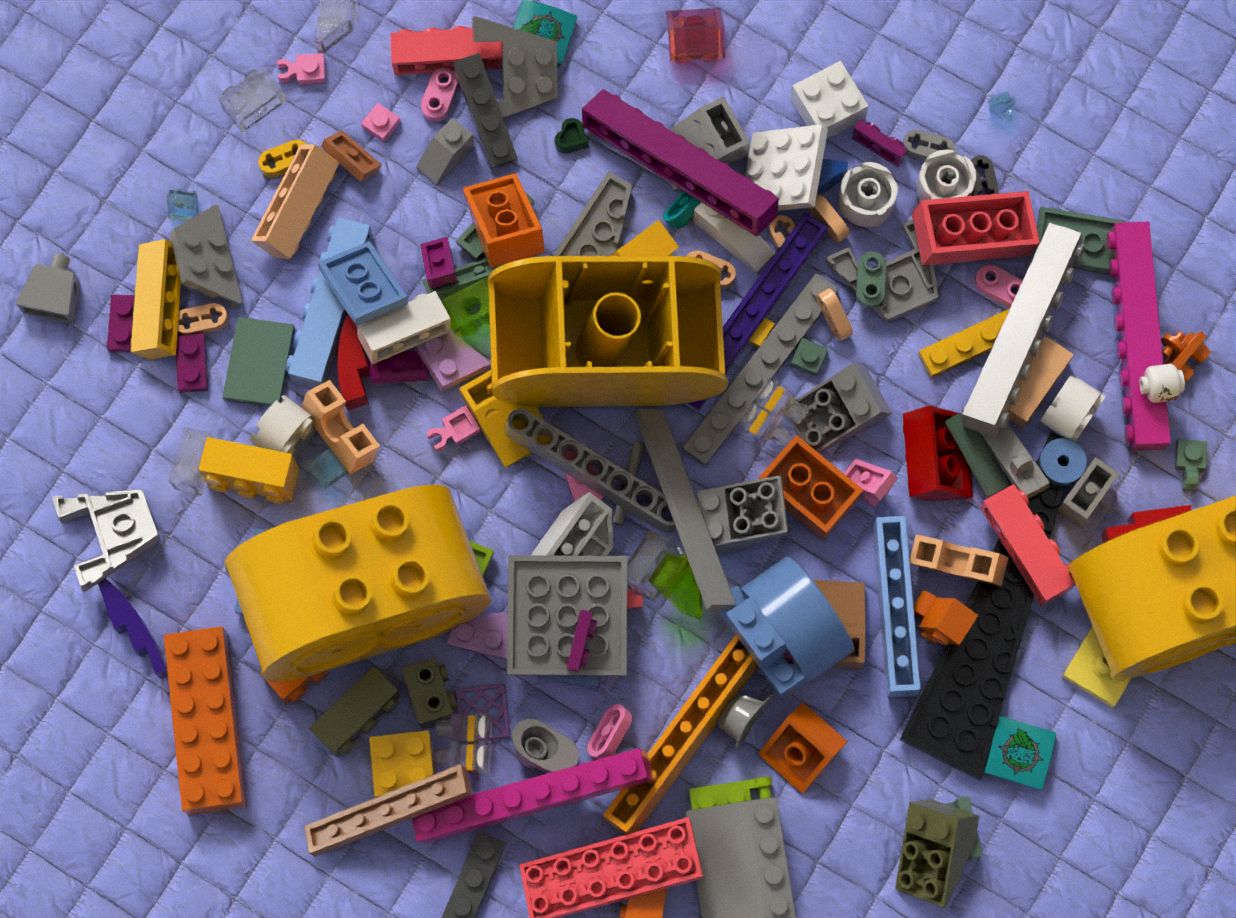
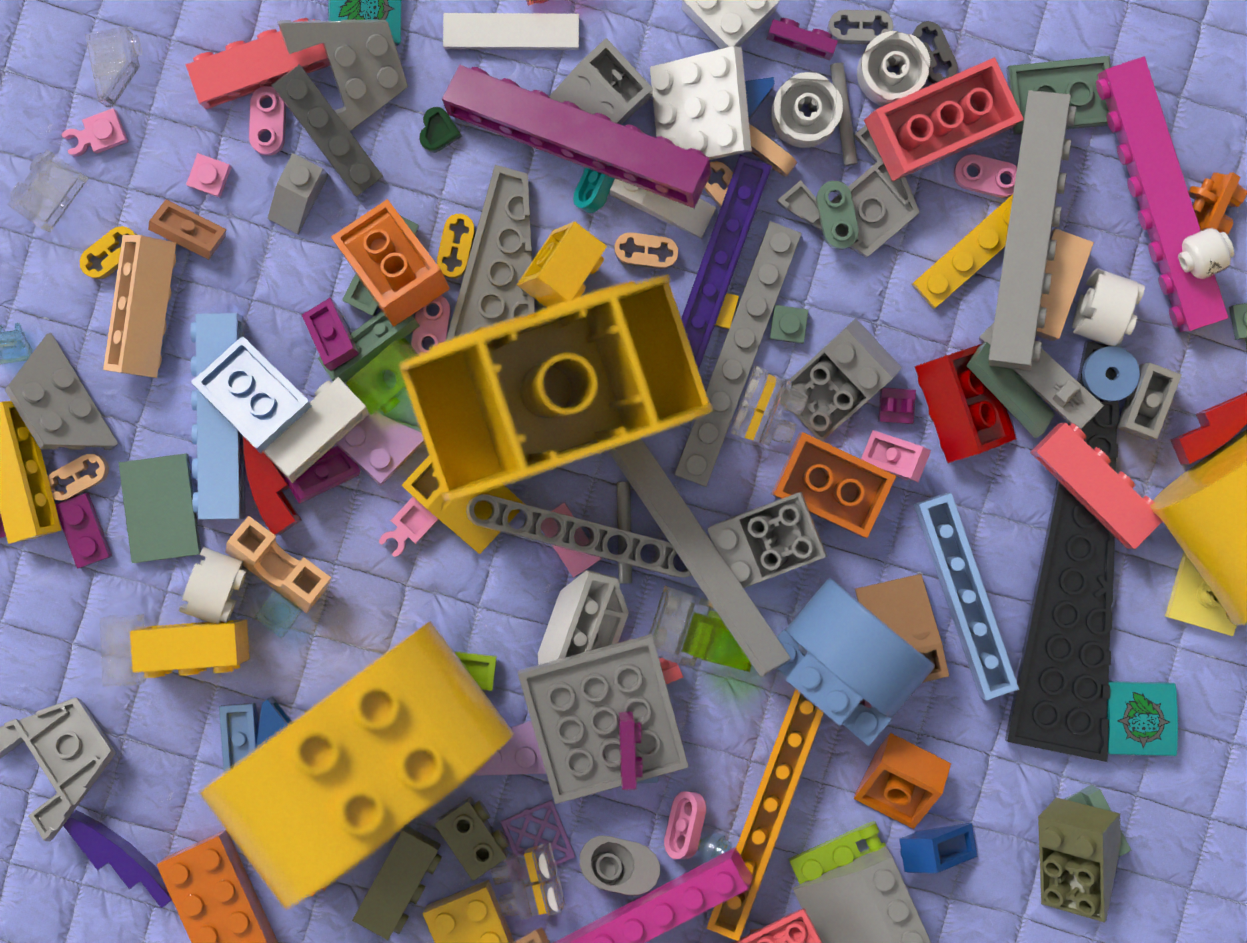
camera: 15 degrees left, 15 degrees up
(553, 223) = (447, 245): none -> yellow beam
(651, 79) = (511, 31): none -> white tile
(741, 715) = (826, 768): light grey piece -> none
(818, 811) = (938, 848): none -> blue slope
(834, 314) = (806, 269): light nougat beam -> none
(880, 444) = (897, 405): none -> magenta tile
(897, 213) = (845, 122): none -> light grey bar
(943, 619) = (1023, 599): orange hinge -> none
(958, 560) = (1001, 523): light nougat arch -> none

